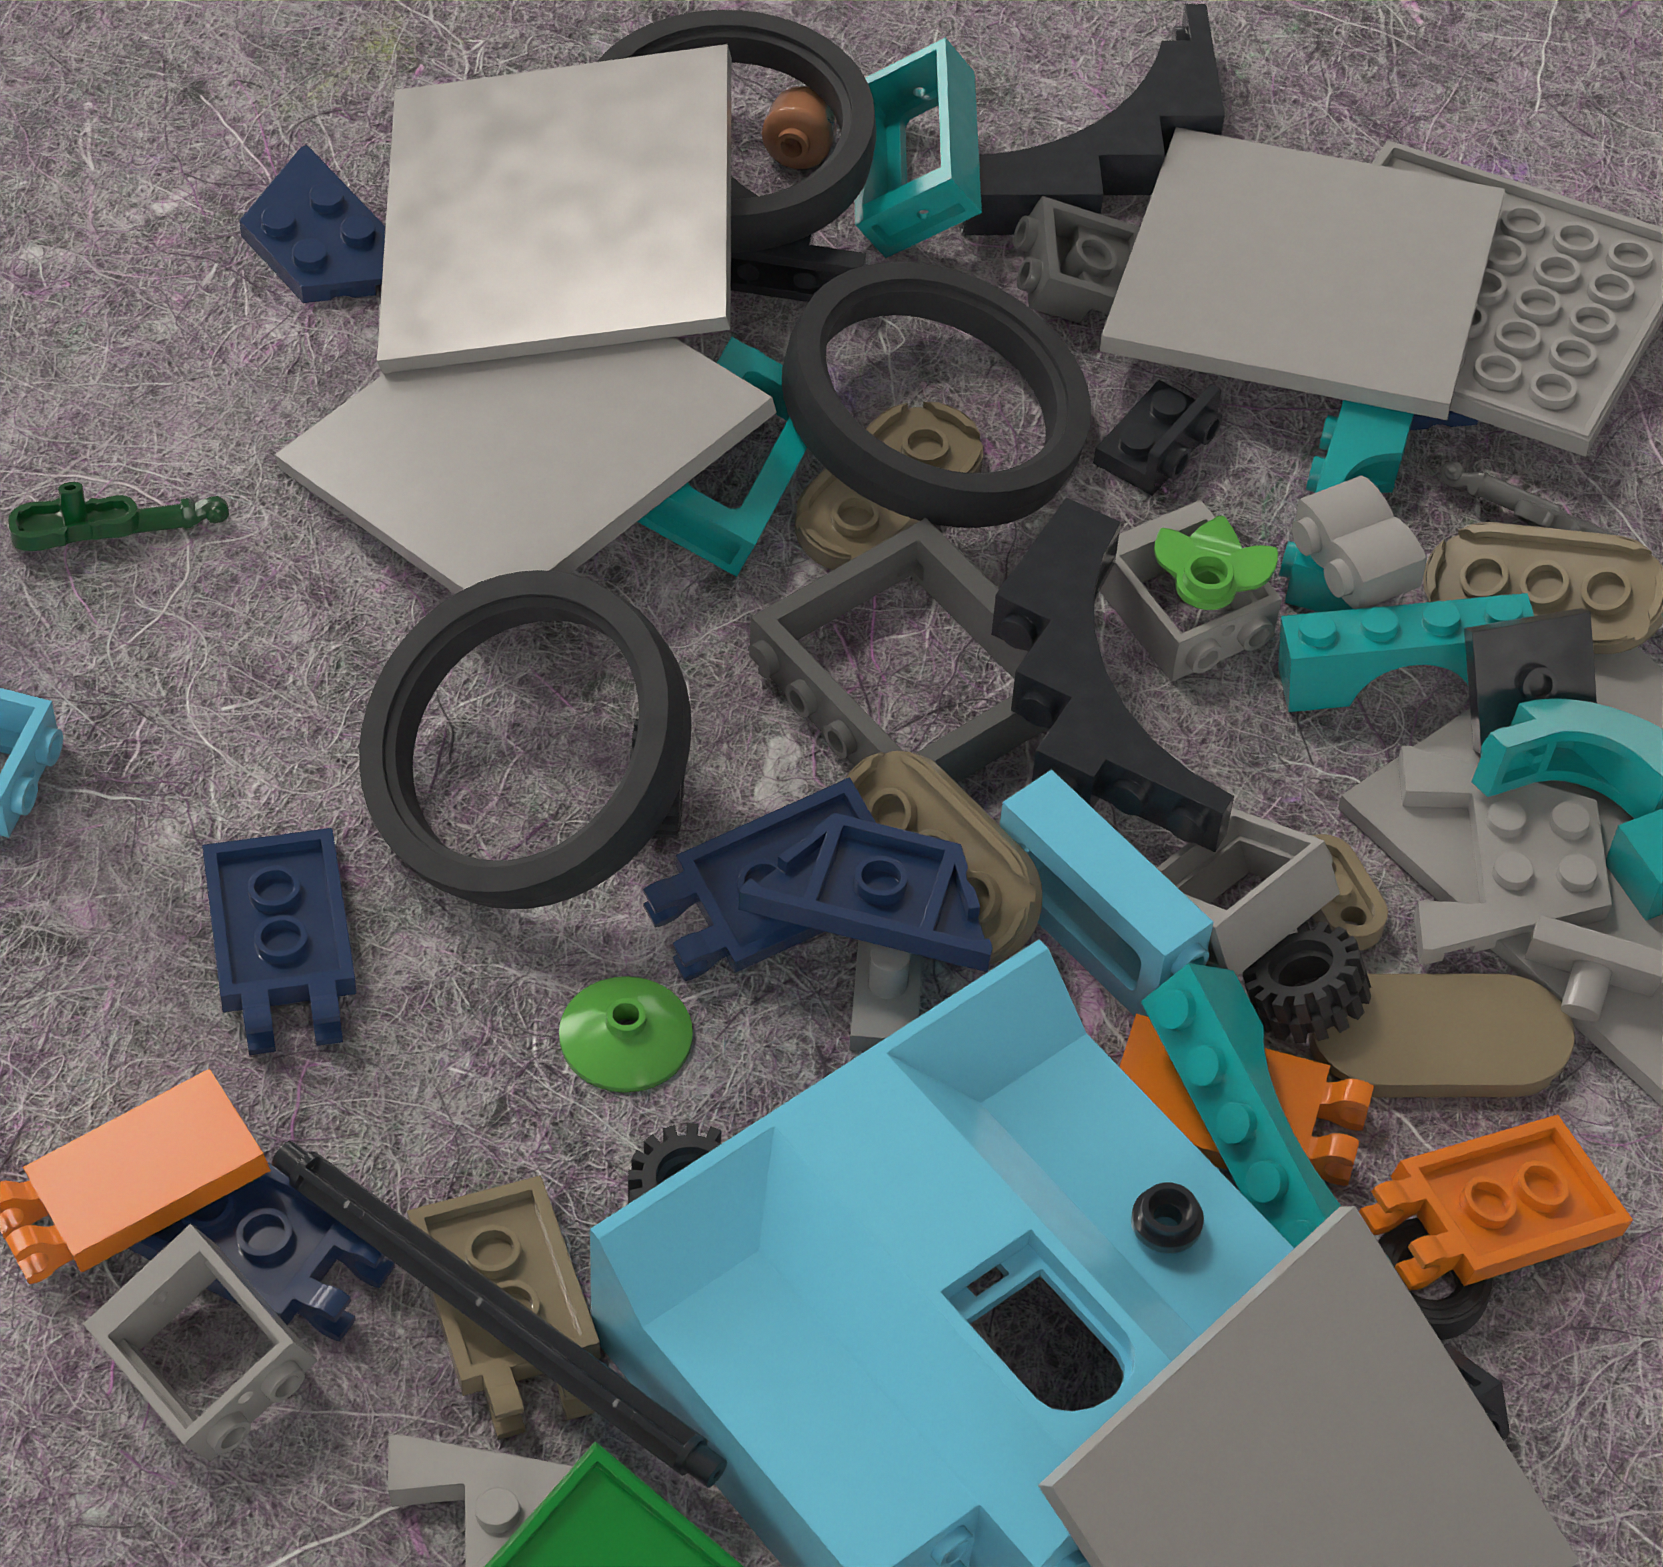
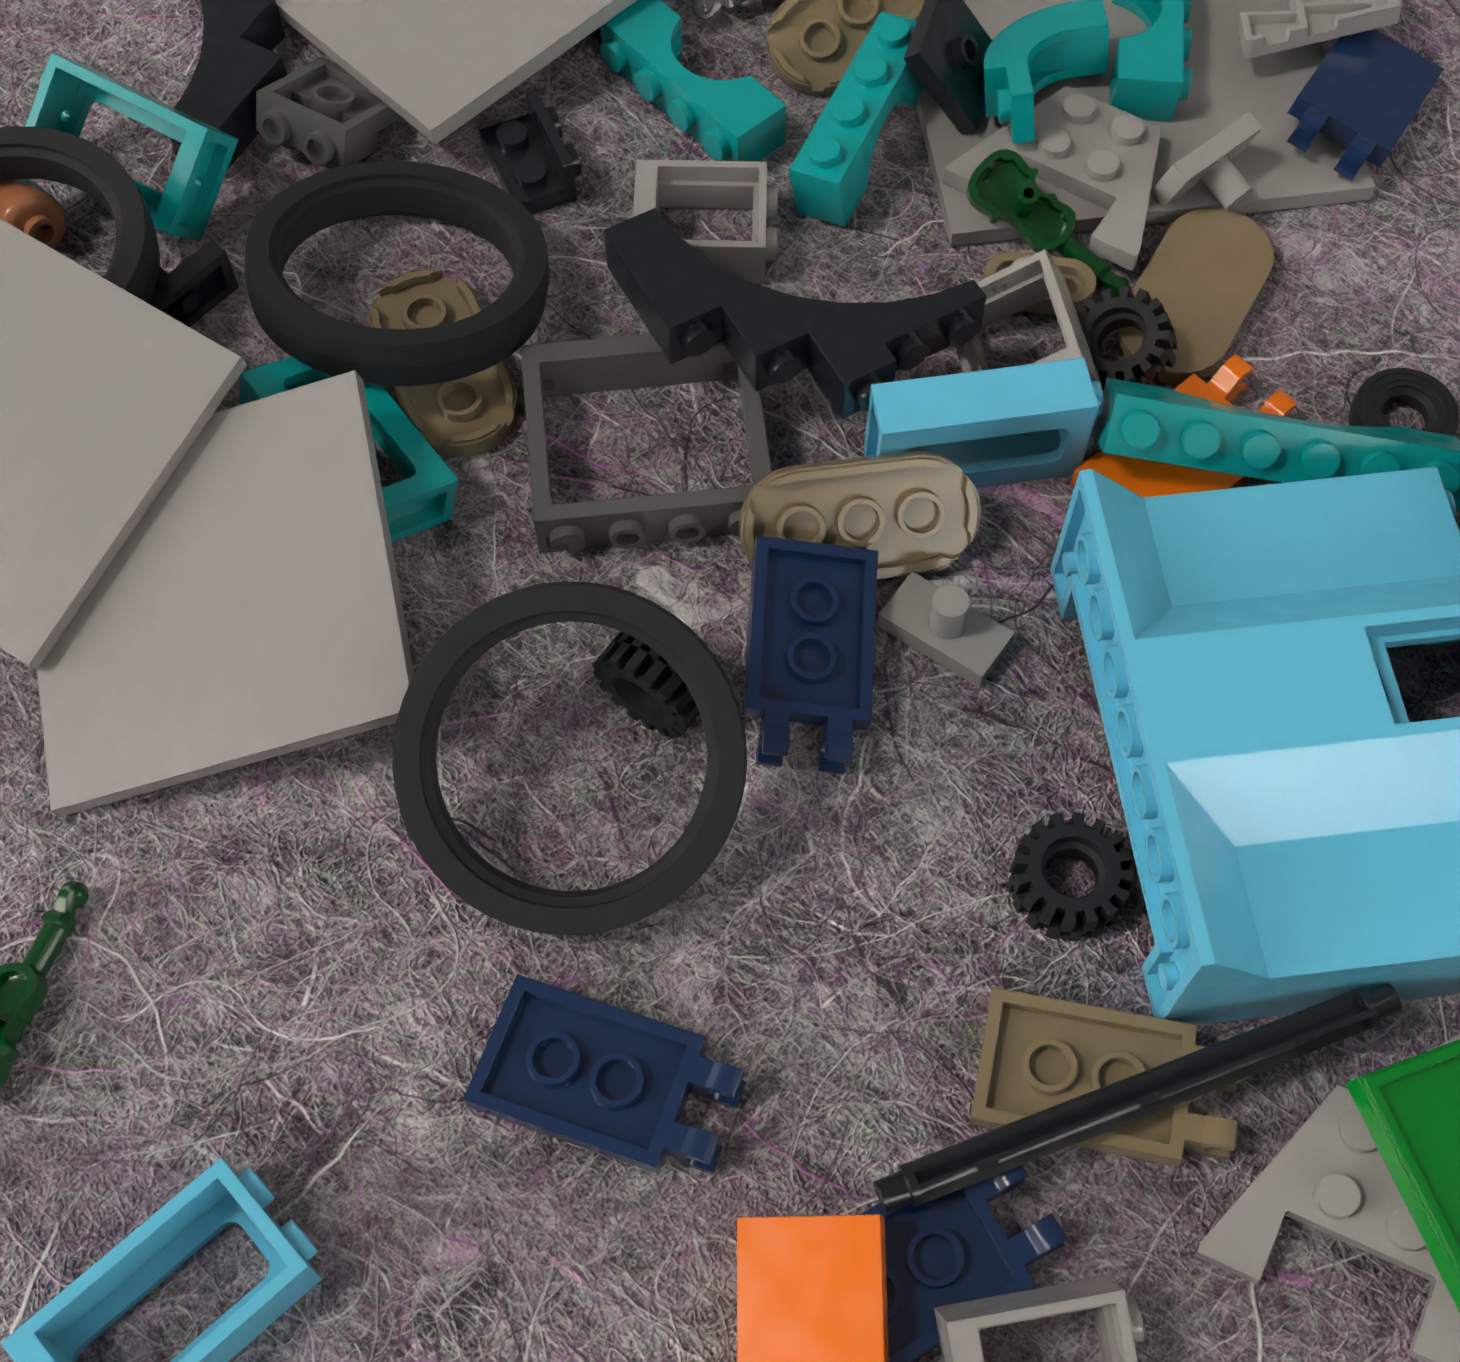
camera: 55 degrees left, 10 degrees up
(625, 1055) = (863, 872): bright green dish -> none
(877, 889) = (894, 572): dark blue wing -> none
(1169, 1201) = (1373, 523): black plate -> none
(1213, 564) = (713, 184): bright green plate -> none
(1359, 543) = (763, 81): light grey brick -> none
(1409, 803) = (1007, 191): none -> dark green piece
(1497, 1204) = (1372, 337): orange tile -> none

